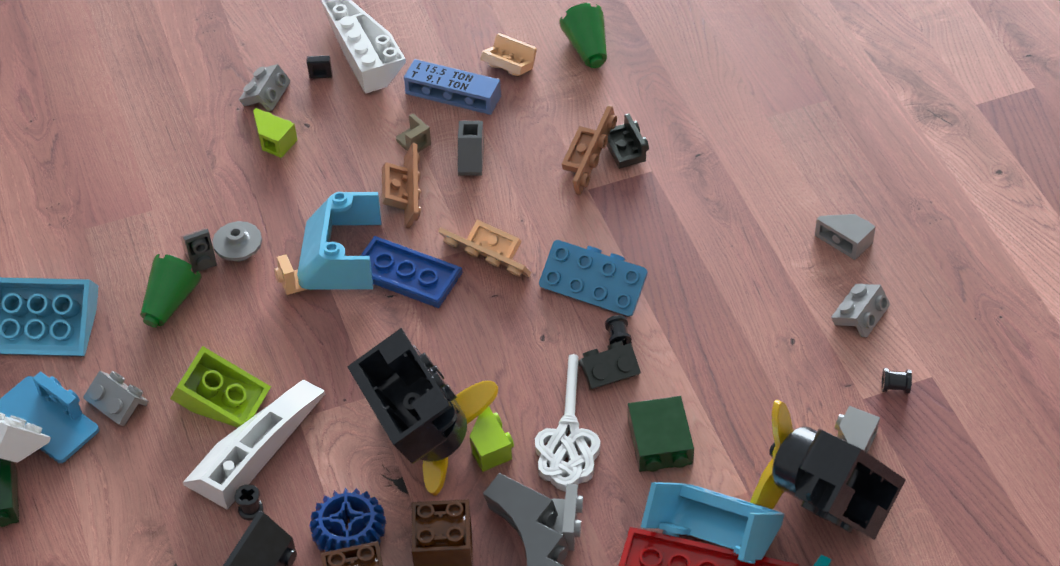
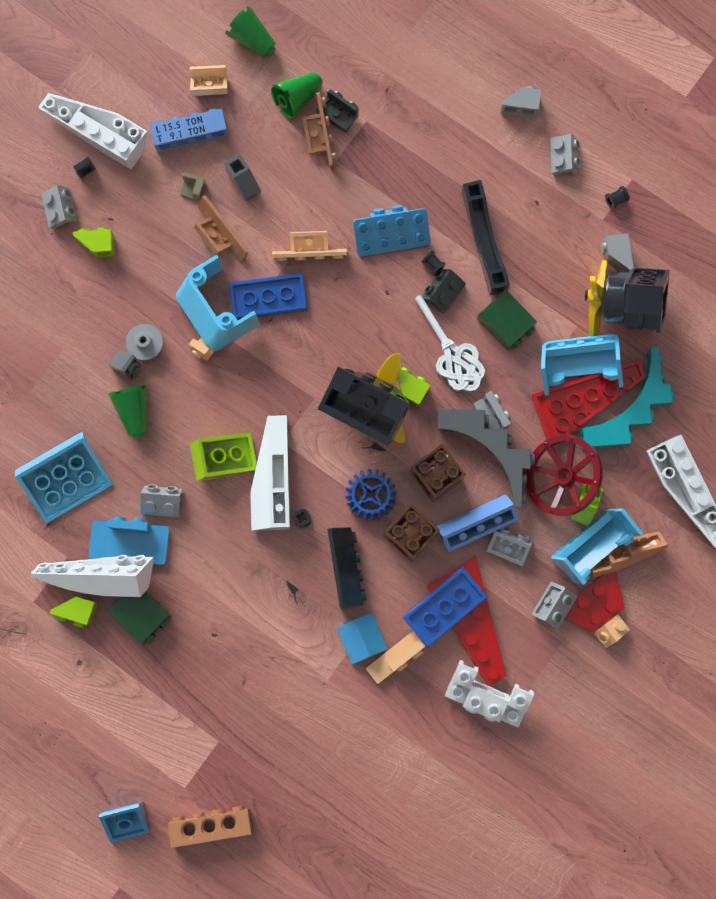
camera: 35 degrees left, 30 degrees up
(588, 103) = (296, 93): none -> green cone
(688, 361) = (489, 256): none -> black arch

